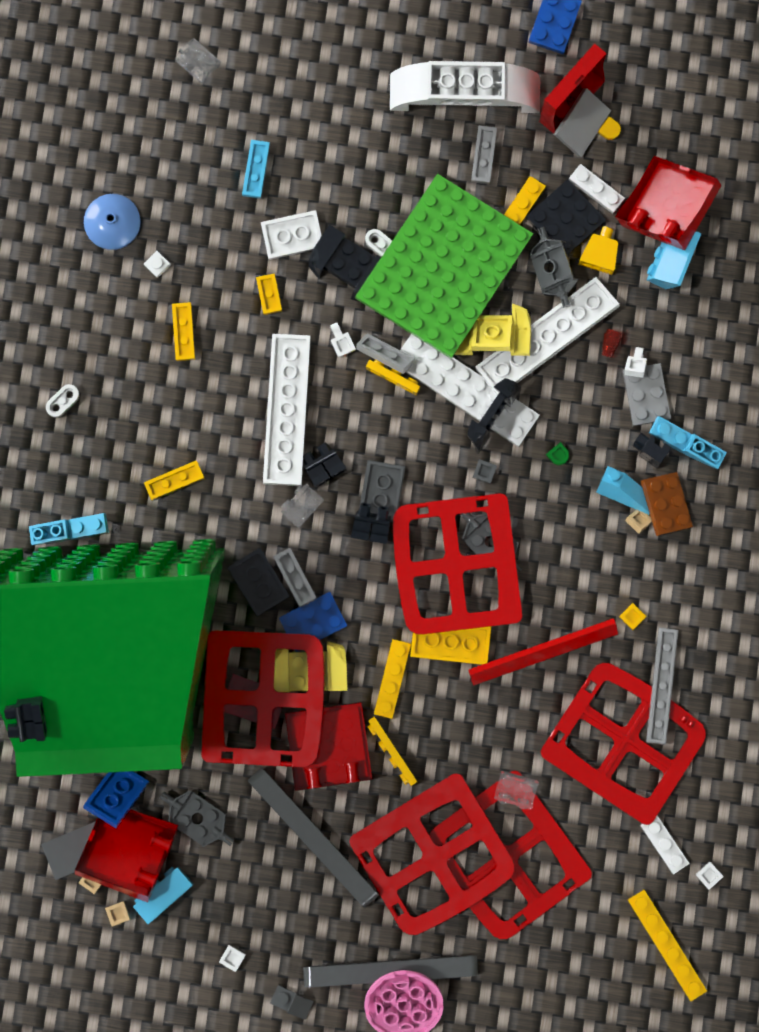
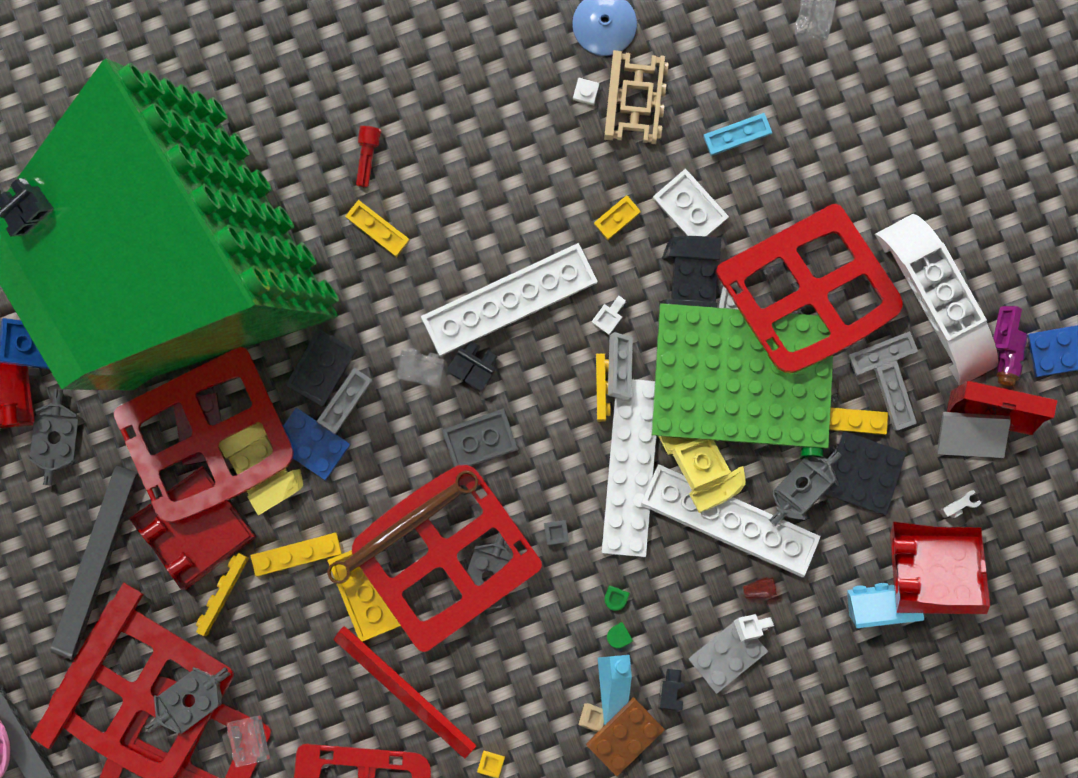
camera: 65 degrees right, 0 degrees up
(62, 401) = (397, 76): white plate -> none
(68, 529) = (271, 153): medium azure slope -> none
(100, 449) = (368, 140): none -> red piece
(175, 241) = (618, 96): none -> tan fence
(183, 331) = (532, 154): yellow plate -> none
(363, 522) = (438, 438): black hips -> none
(390, 885) = (87, 665): none -> red tile
(407, 179) = (811, 290): none -> red window
(418, 583) = (402, 527): none -> reddish brown piece
(456, 833) = (171, 706): none -> dark grey plate
(479, 432) = (646, 508): black piece -> none
(520, 163) = (895, 395): none -> light grey plate
(528, 248) = (811, 451): none -> green tile
(530, 57) = (1010, 344): none -> magenta plate
(588, 468) = (618, 636): none -> green tile
(596, 188) = (913, 487): white plate -> none
(600, 252) = (849, 527): yellow torso -> none
(610, 129) = (983, 467): yellow tile -> none
(629, 167) = (955, 508): none -> white plate
(687, 443) = (700, 724): medium azure slope -> none

